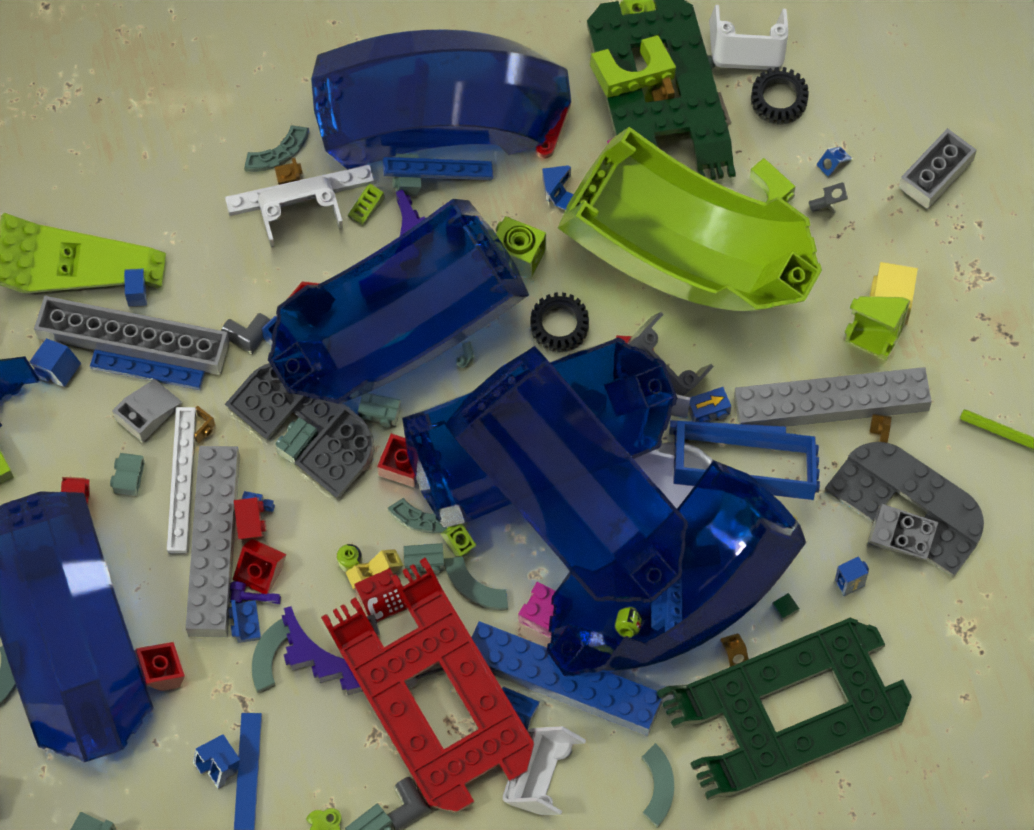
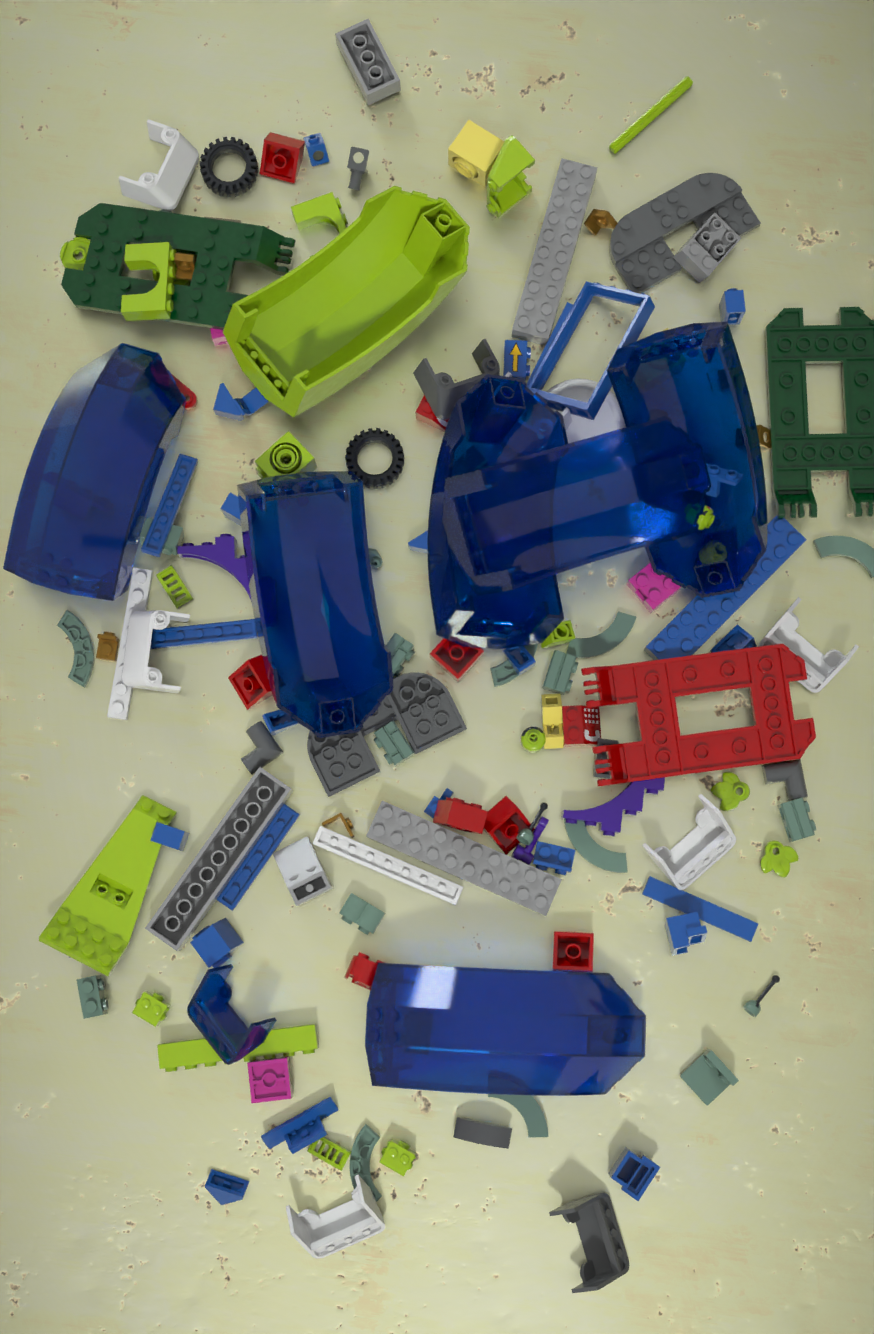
camera: 65 degrees left, 15 degrees up
(256, 586) = (525, 835): none -> hinge
(299, 746) = (696, 850): none -> white windscreen
(327, 234) = (204, 634): none -> blue tile
(371, 755) = (727, 791): none -> lime plate
(419, 517) = (519, 659): none -> blue slope
(810, 134) = (281, 157): none -> red slope

